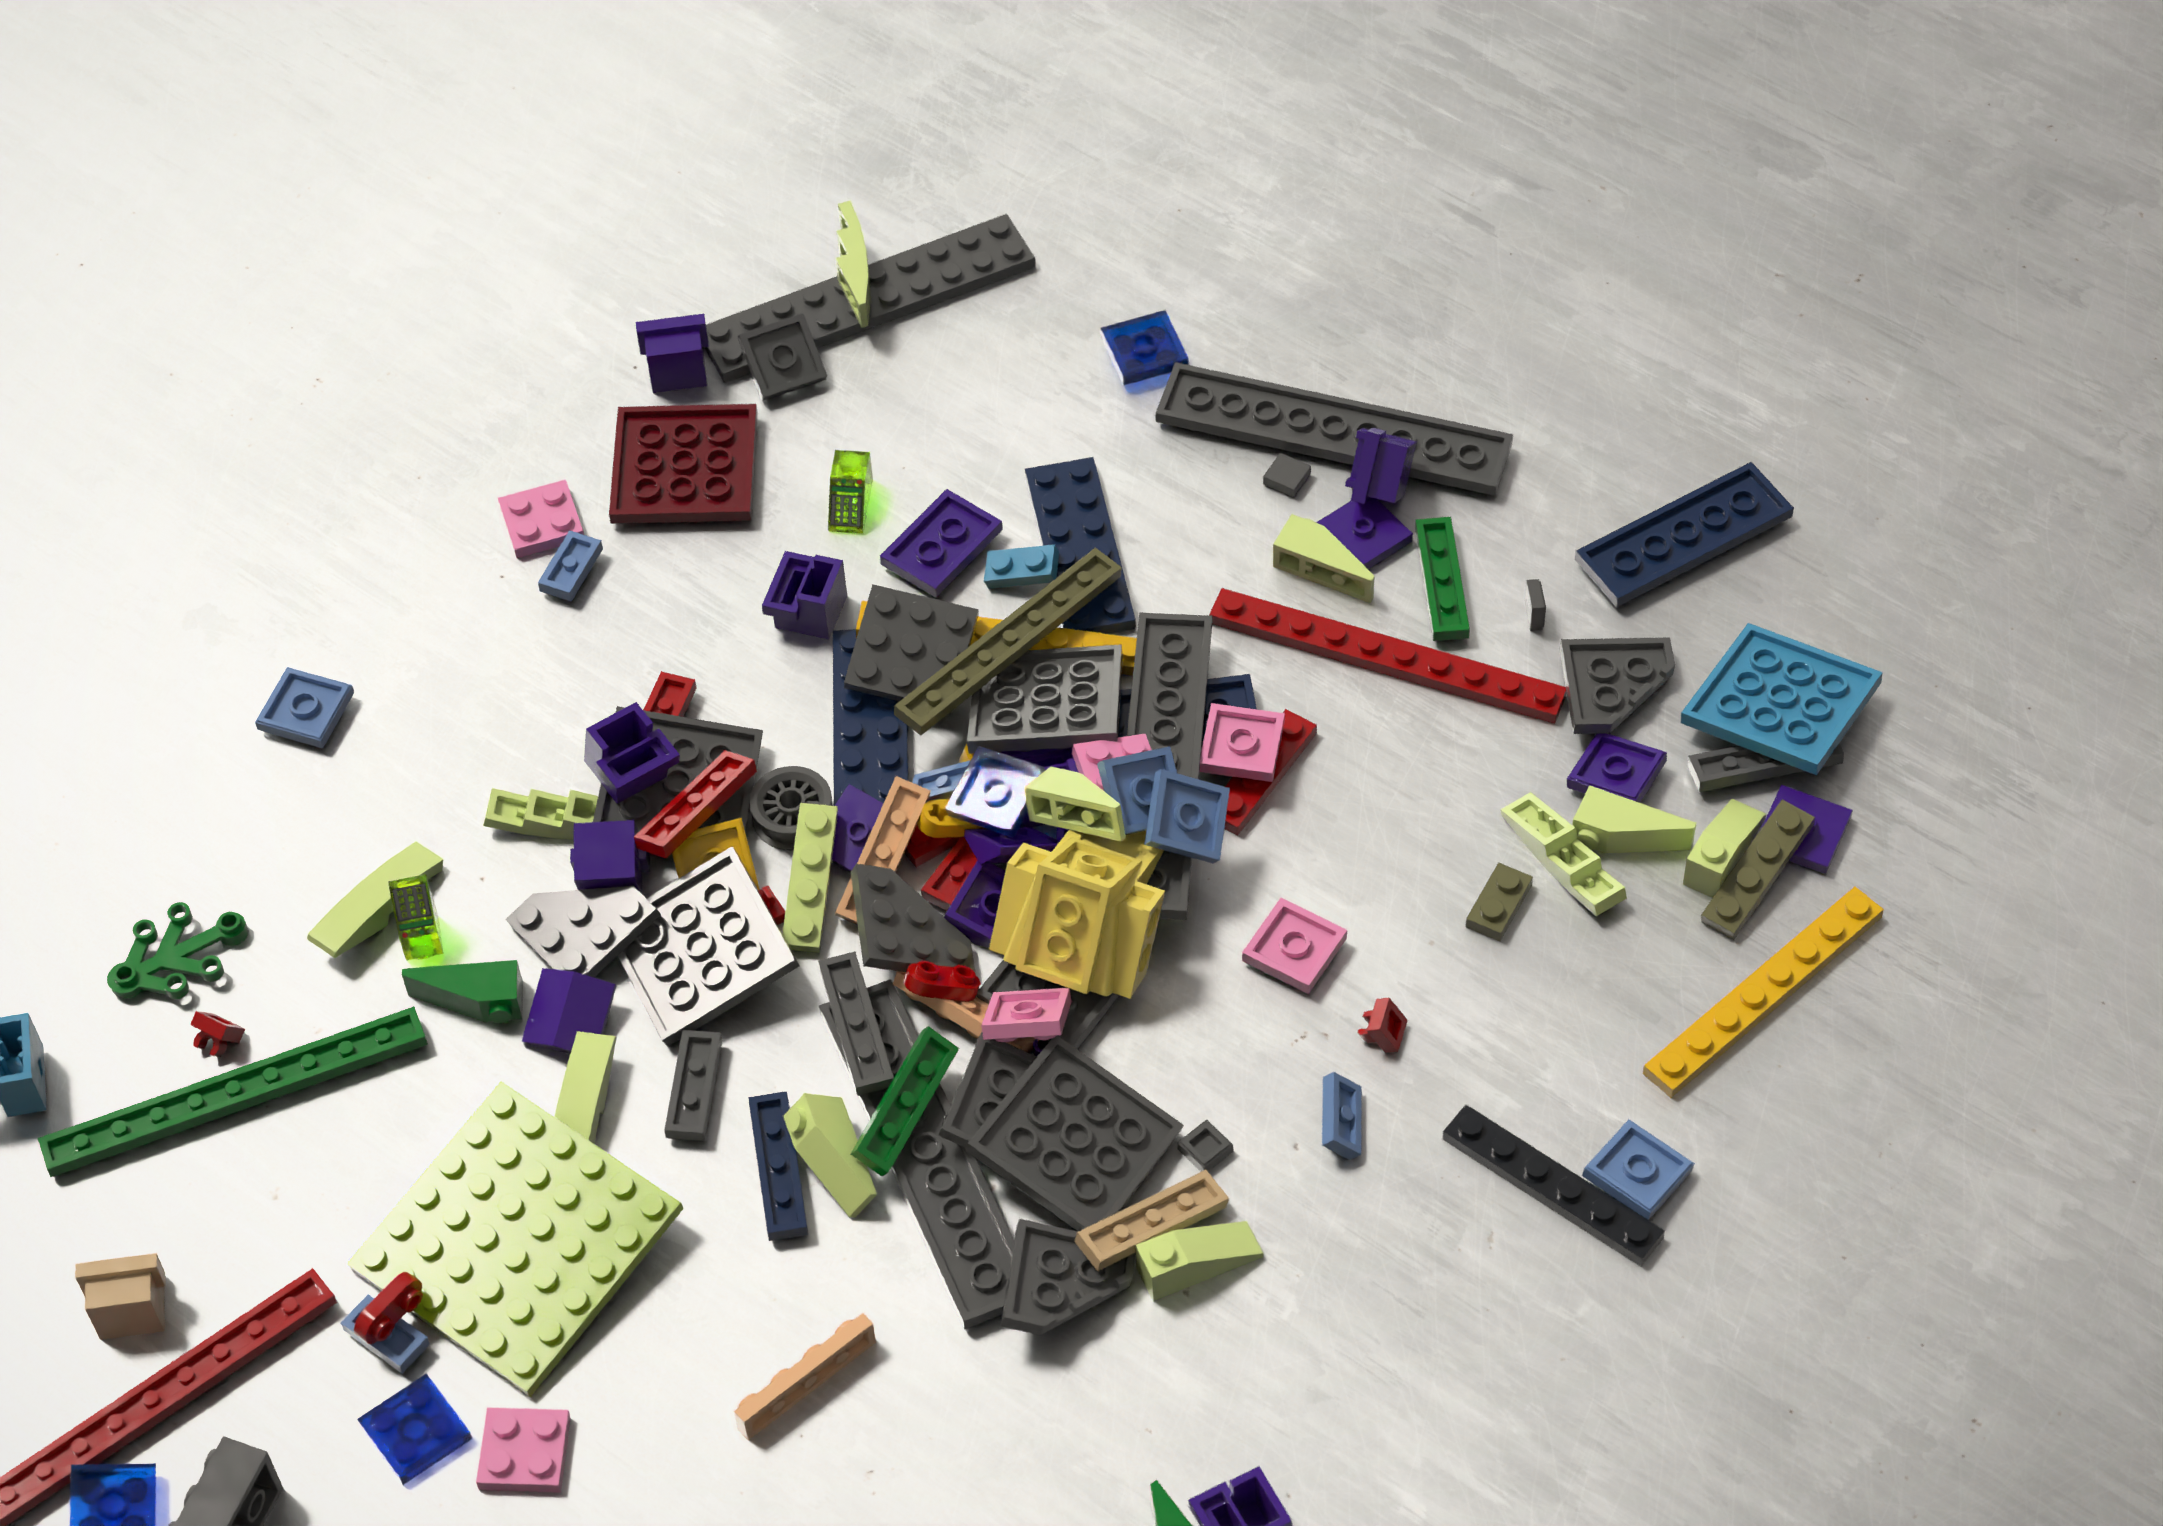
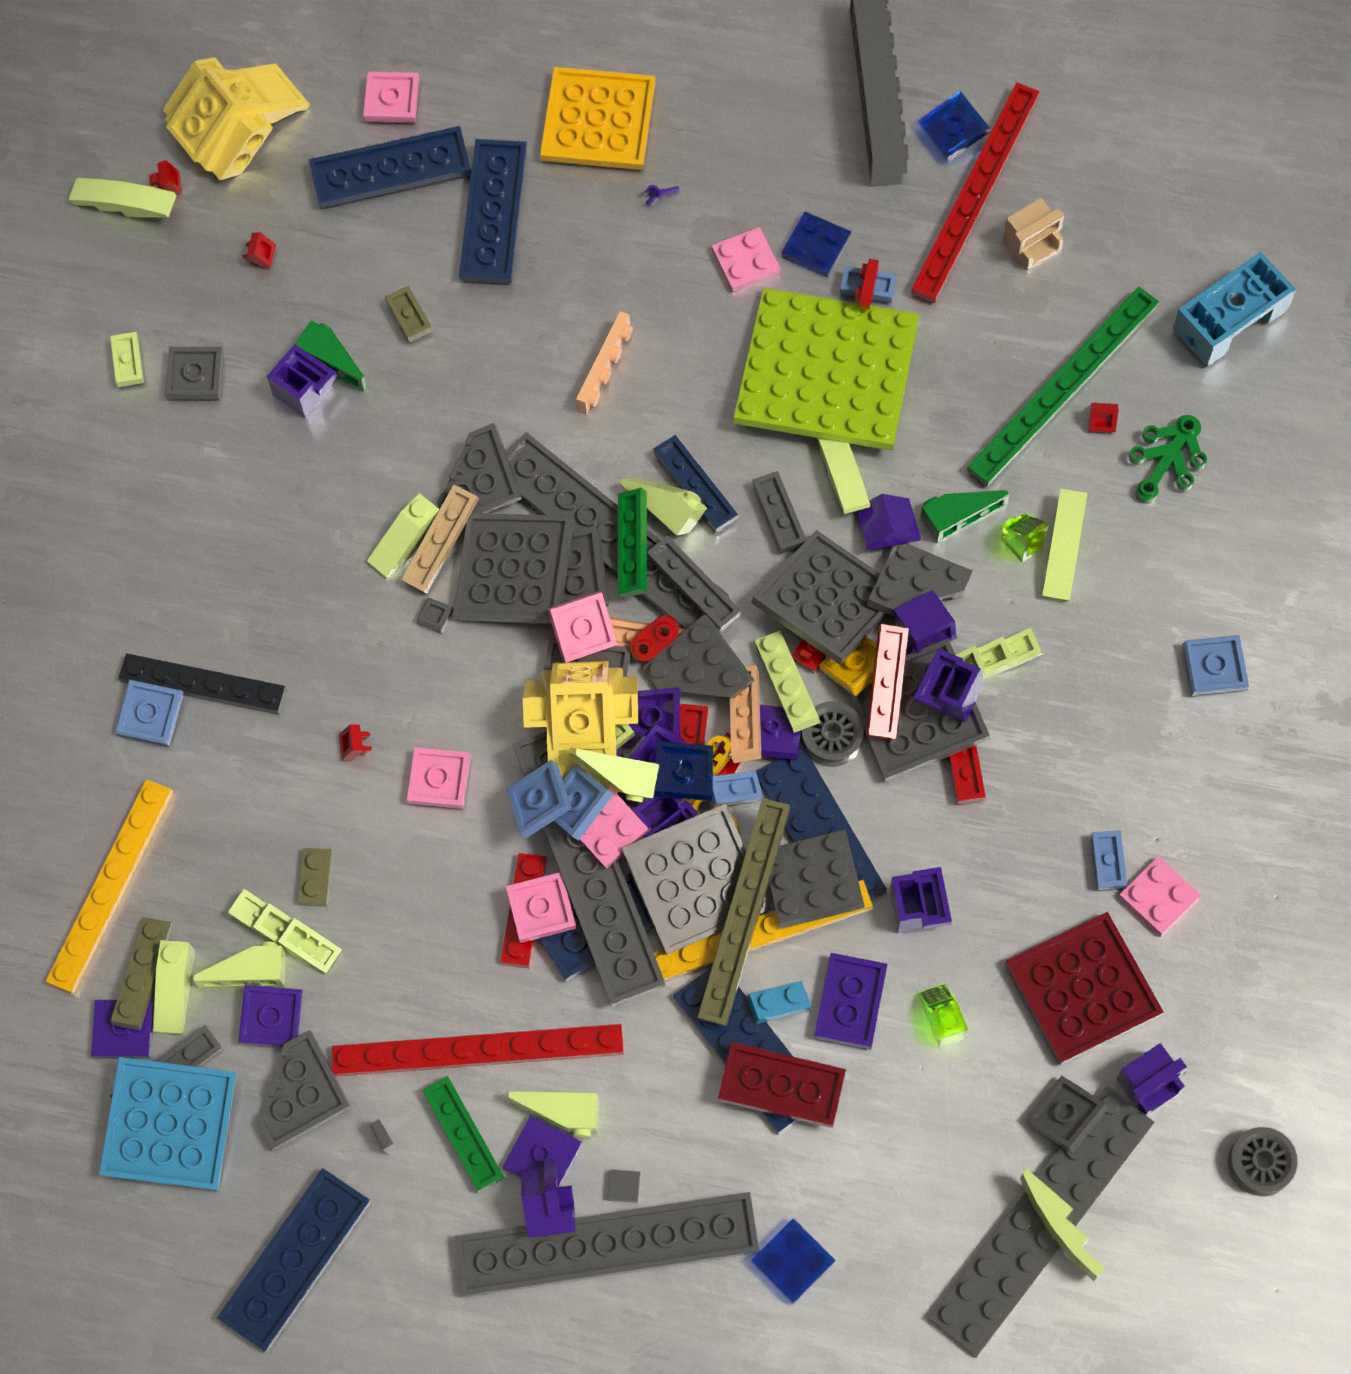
camera: 155 degrees right, 15 degrees up
(614, 259) = (1247, 1182): none -> dark grey wheel
(1066, 479) = (781, 1085): none -> dark red plate
(1341, 1115) = (354, 666): medium blue plate -> none

